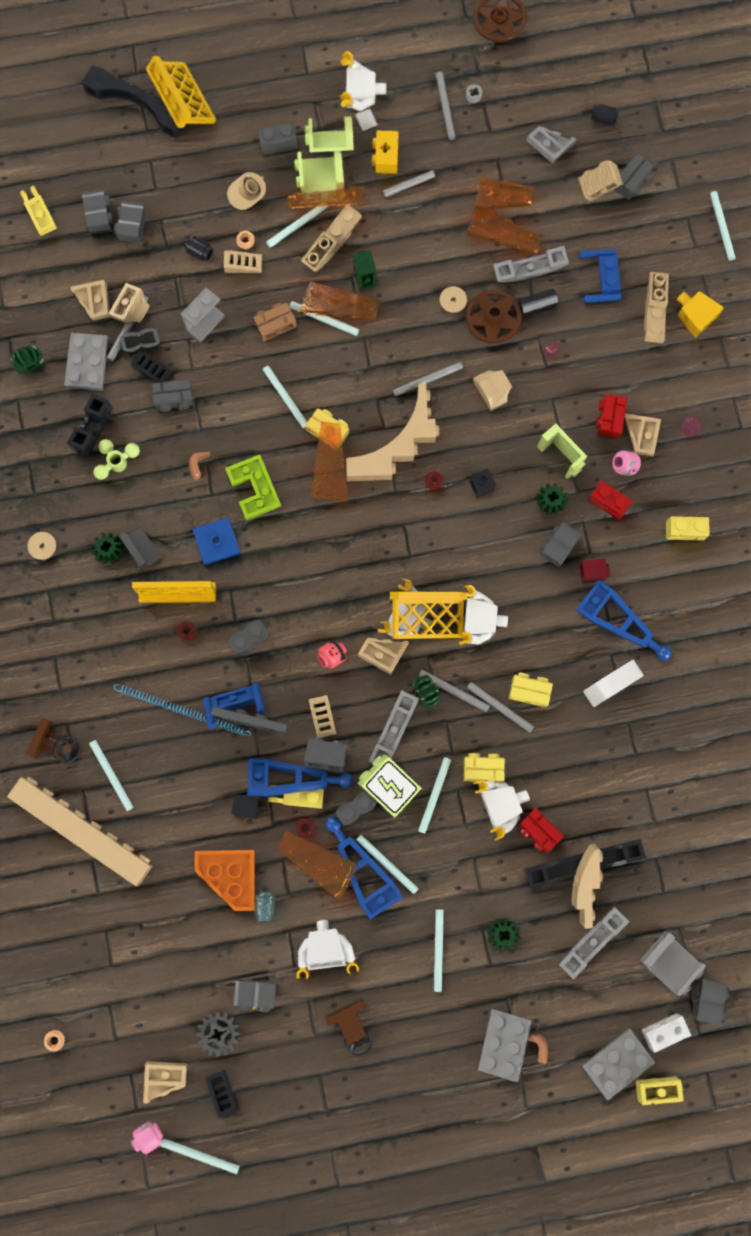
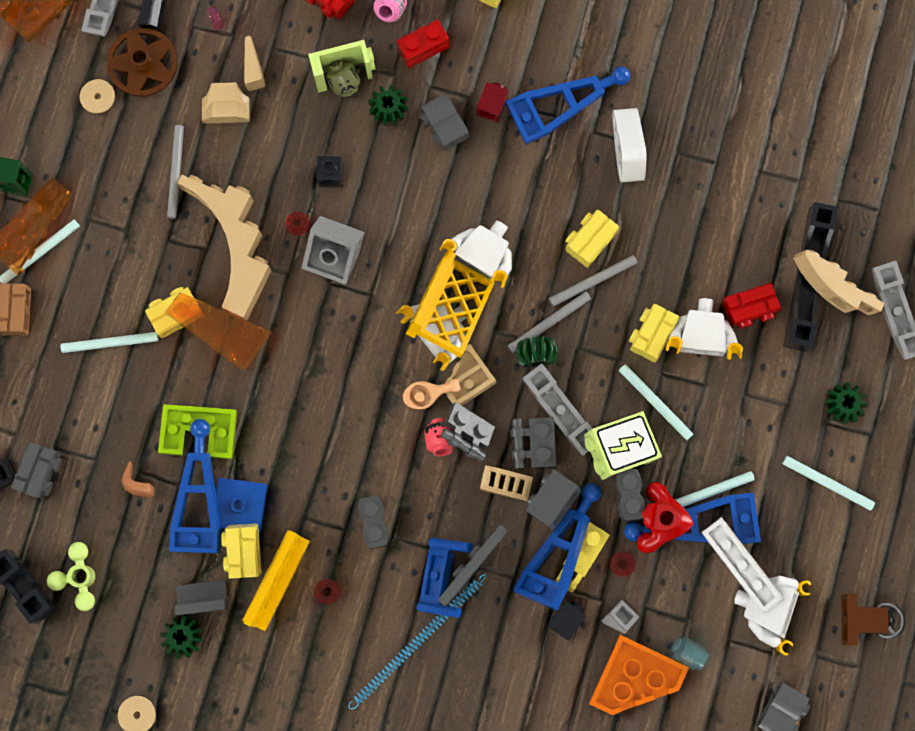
camera: 60 degrees left, 0 degrees up
(177, 520) = (193, 538): none -> blue plate
(185, 558) = (242, 551): none -> light yellow brick
(267, 845) = (621, 617): none -> light grey slope
(322, 865) = (671, 567): clear orange wing -> none
(344, 913) = (742, 565): none -> white tile
(348, 670) = (469, 426): none -> plate
(351, 840) = (664, 518): none -> red head
(356, 627) = (423, 394): none -> light nougat piece
(364, 727) = (541, 442): none -> dark grey plate
(427, 513) = (332, 249): none -> light grey slope
(529, 392) = (252, 70): none -> tan slope
(554, 457) = (343, 78): none -> olive head

